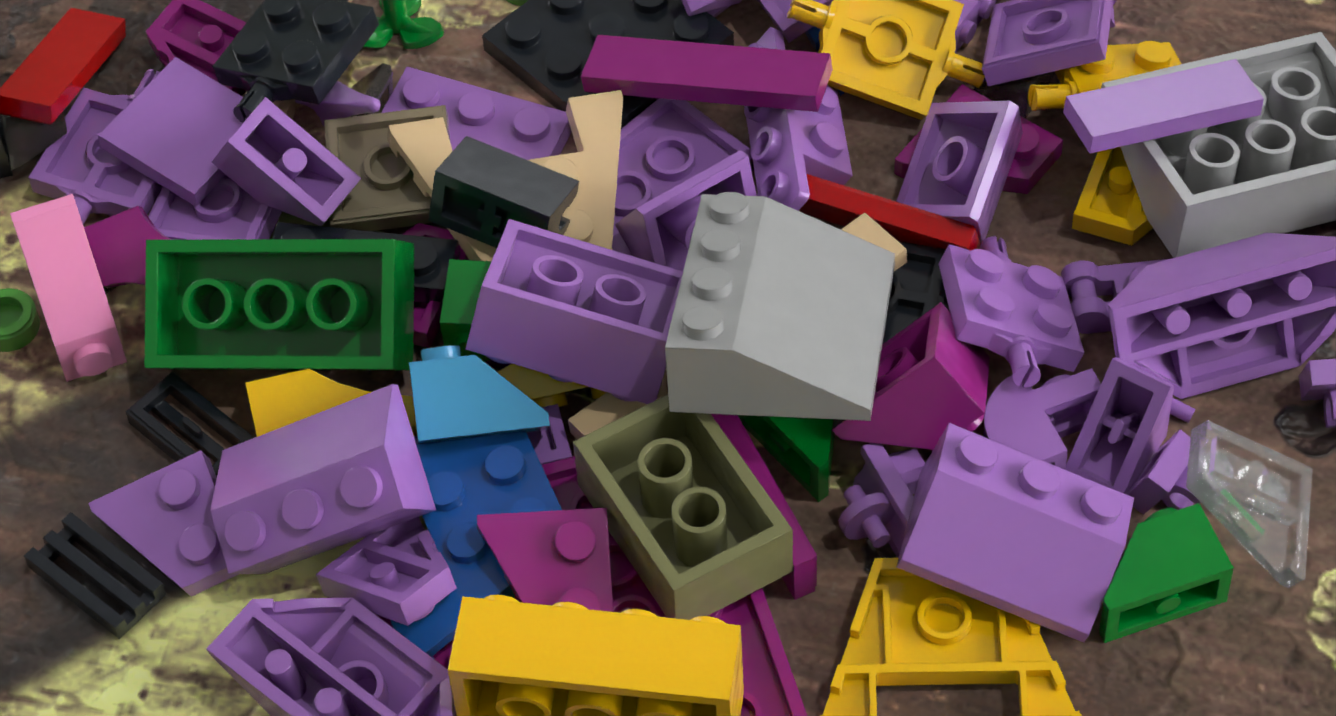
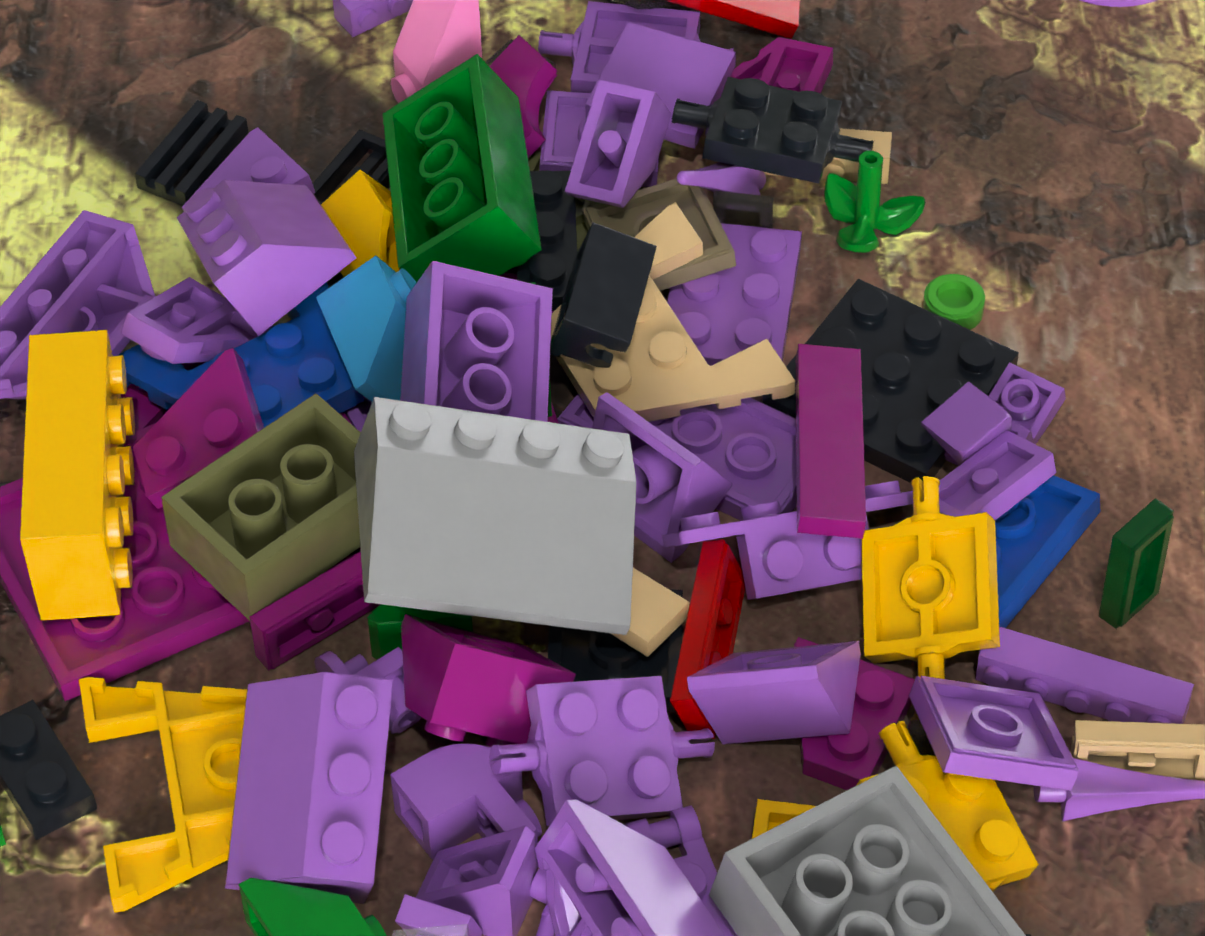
camera: 75 degrees right, 5 degrees down
(1163, 105) = (866, 818): tile -> none

